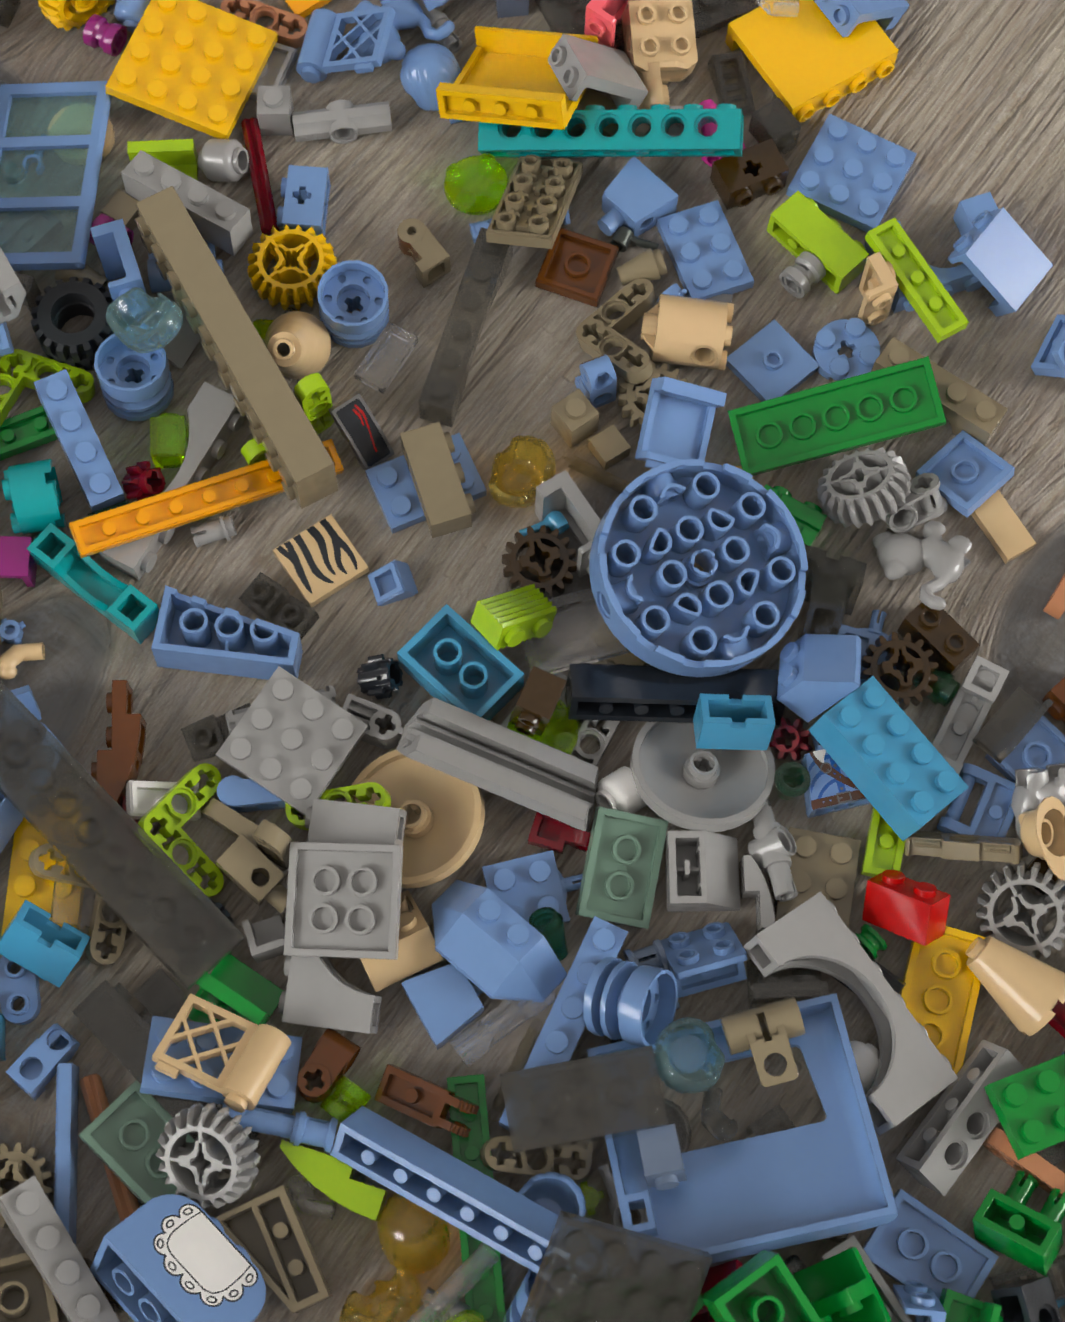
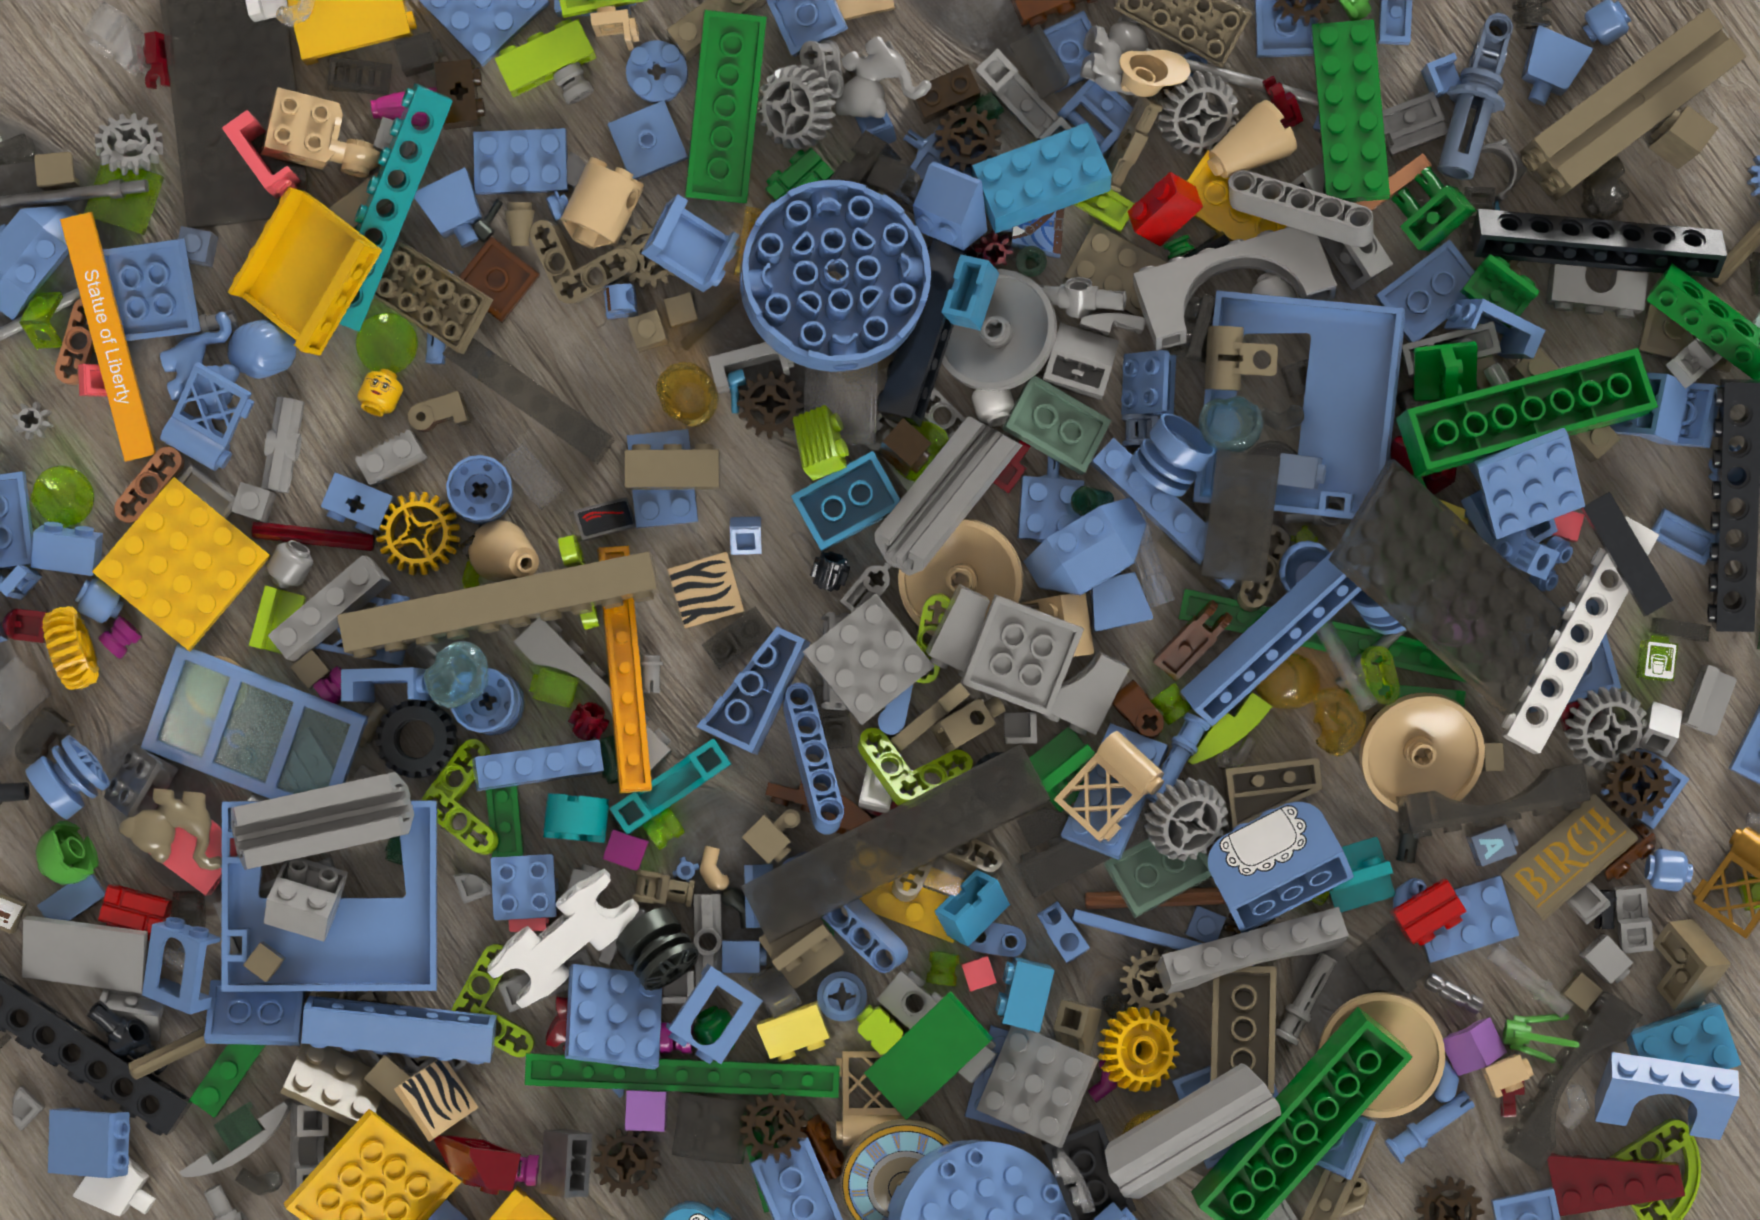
camera: 70 degrees left, 15 degrees up
(47, 592) = (664, 828): none -> clear neon green wheel
(66, 701) = (769, 837): none -> dark tan brick
(93, 1225) = (1205, 925): none -> medium blue plate
(152, 727) = (811, 772): none -> medium blue beam
(360, 218) = (391, 458): none -> light grey brick
(424, 190) = (380, 392): none -> yellow head
(595, 66) = (327, 199): light grey panel -> none
(875, 584) = (879, 127): none -> medium blue slope
(967, 1059) = (1301, 208): none -> light grey beam

